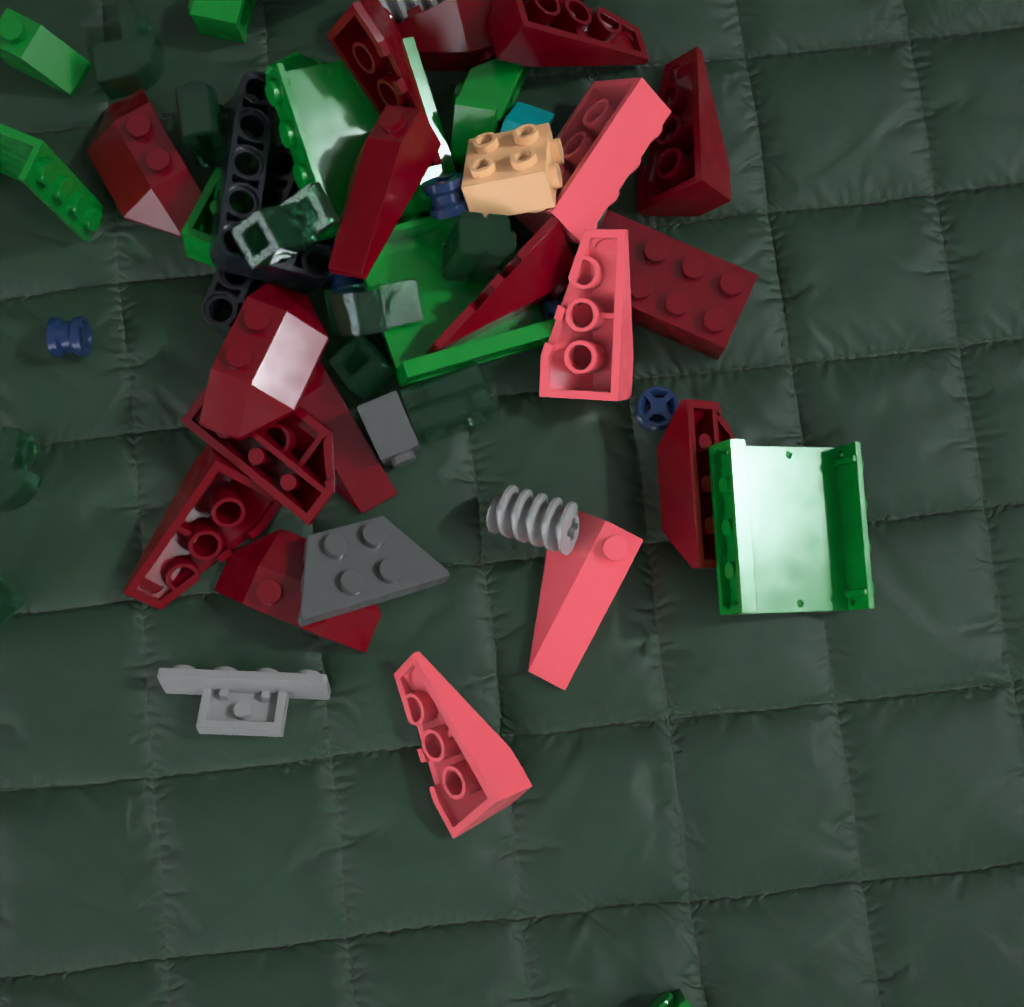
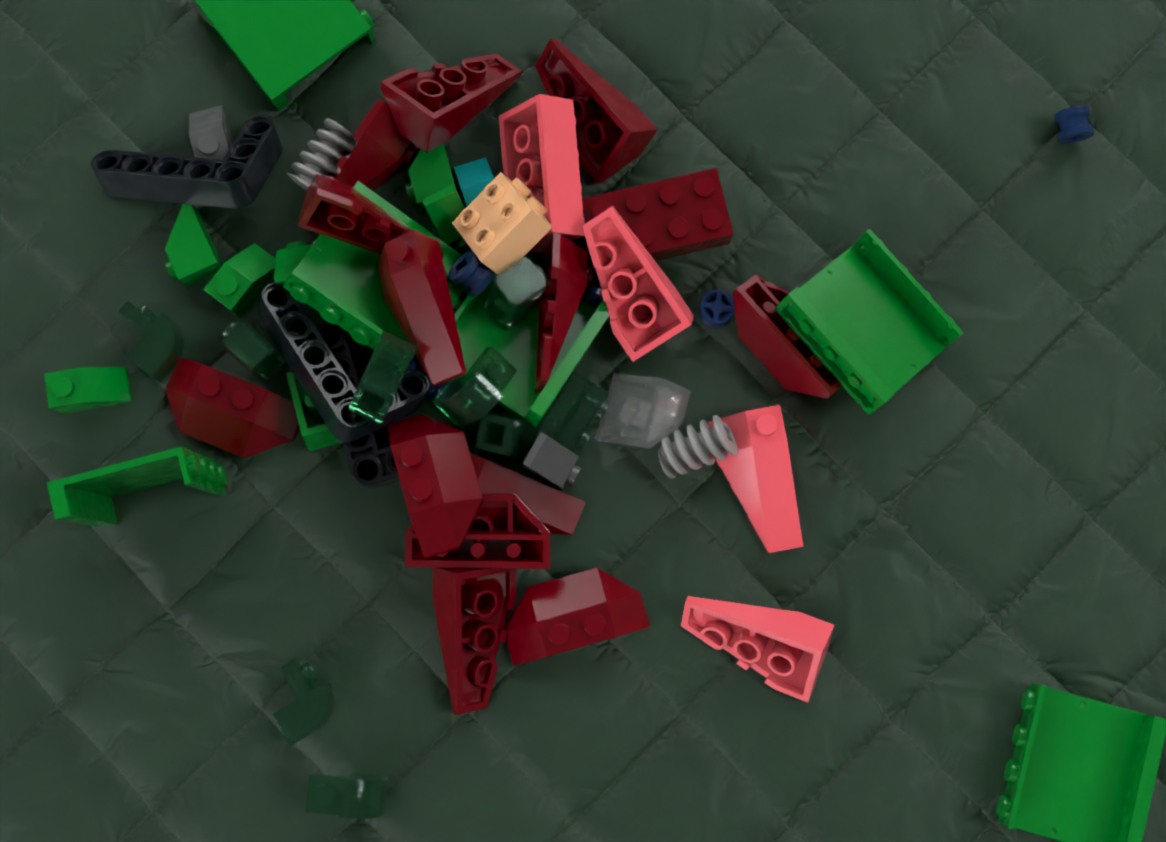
camera: 40 degrees left, 0 degrees up
(69, 336) = (272, 570): dark blue wheel -> none
(241, 51) = (242, 279): none -> green slope
(243, 700) = (594, 723): light grey bracket -> none
(361, 568) = (606, 570): dark grey wing -> none
(513, 449) = (642, 410): none -> clear slope

